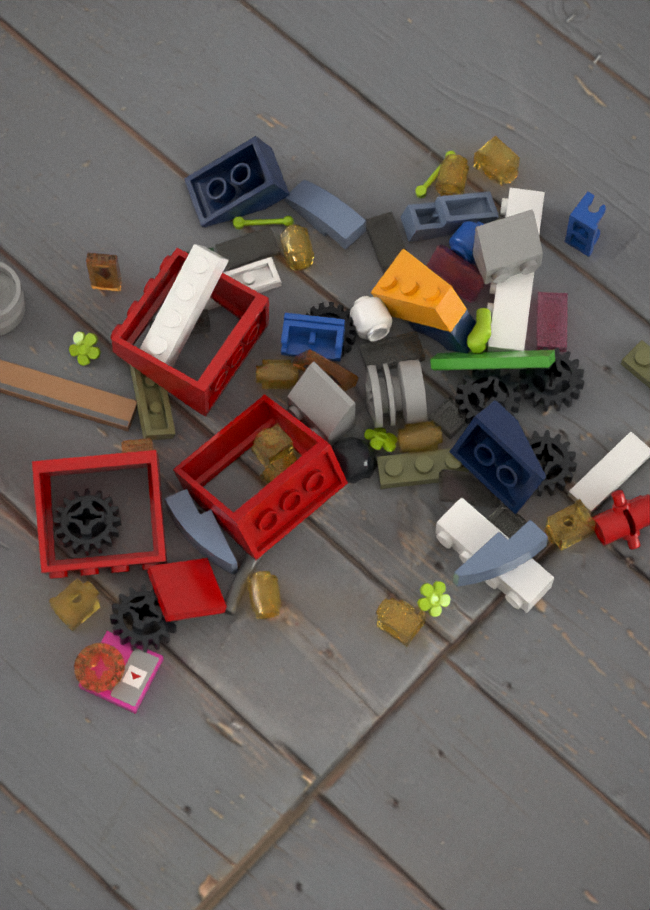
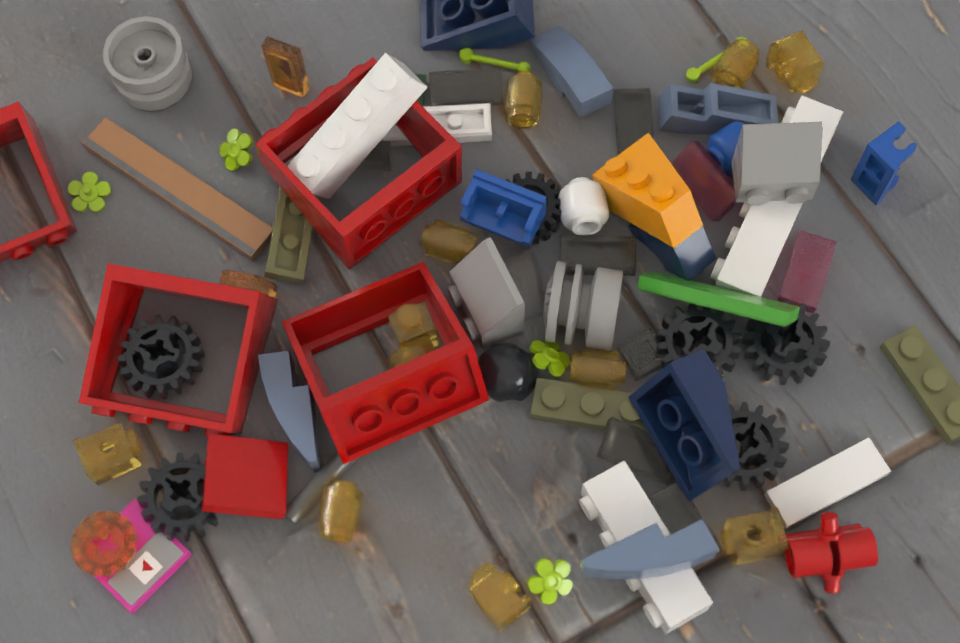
camera: 20 degrees right, 0 degrees up
(341, 376) = (518, 263): clear orange tile -> none
(481, 331) = (713, 258): lime arm -> none

